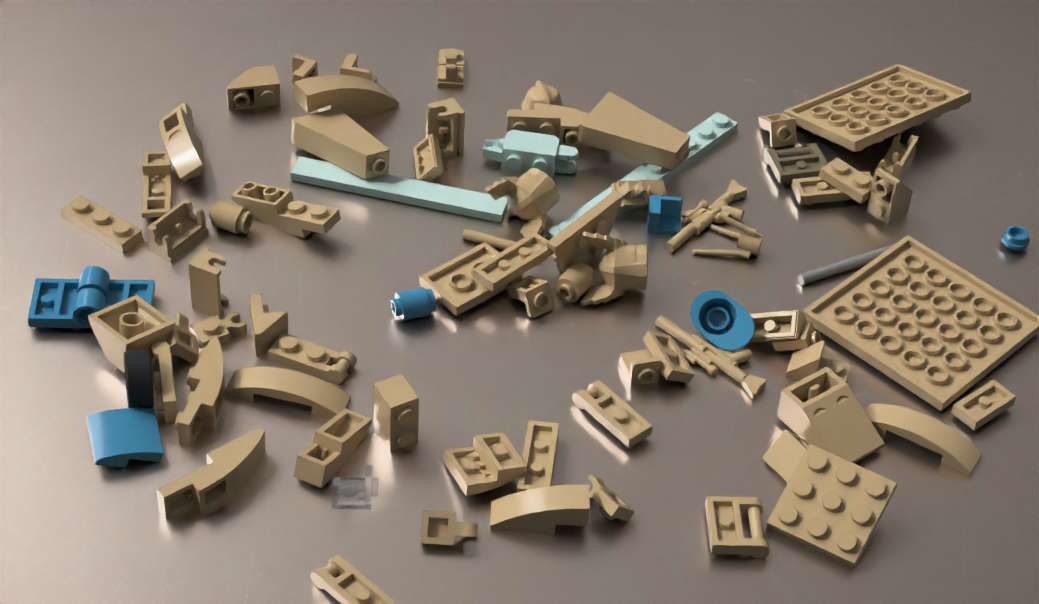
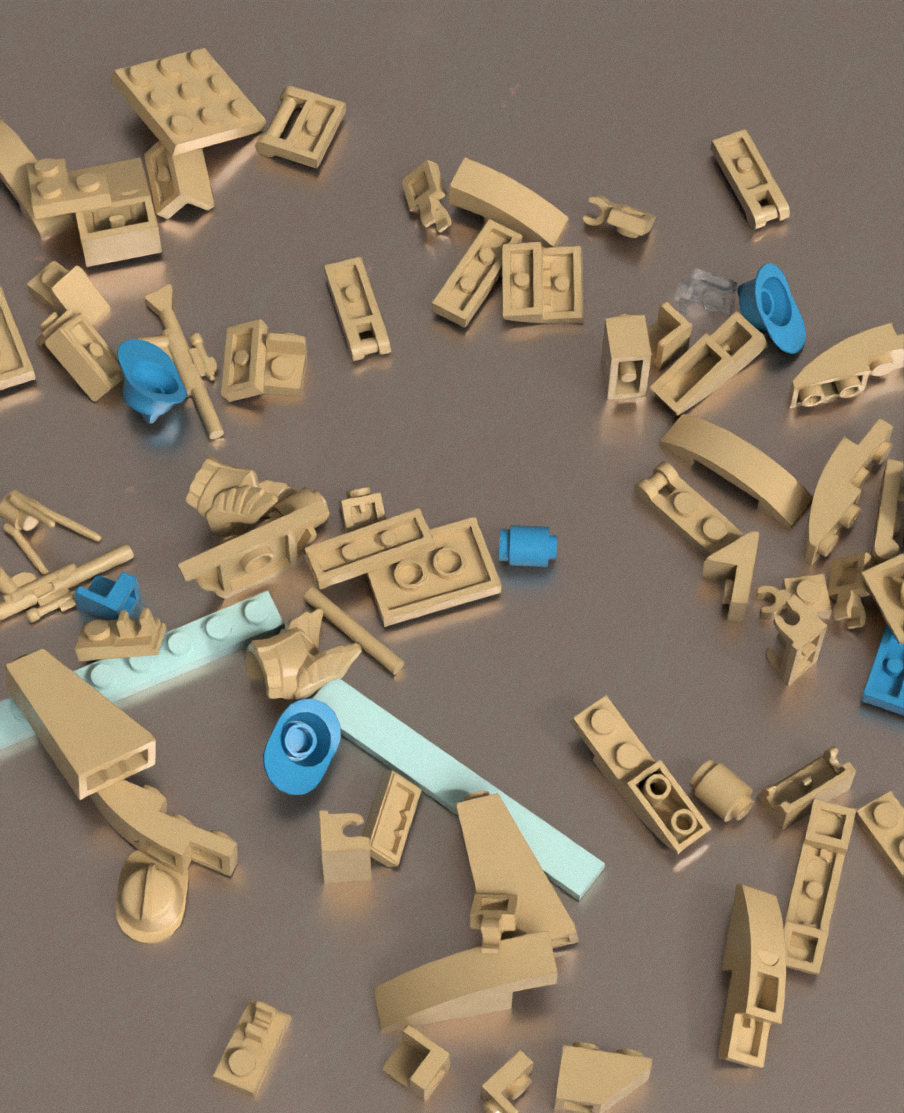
camera: 155 degrees left, 20 degrees up
(297, 486) = (771, 308): none -> dark azure piece
(341, 103) = (493, 916): none -> tan plate
(373, 452) = (668, 336): none -> tan panel
(498, 162) = (301, 746): none -> dark azure piece
(531, 150) = (231, 781): light aqua hinge -> none
(868, 390) = (58, 195): none -> tan plate

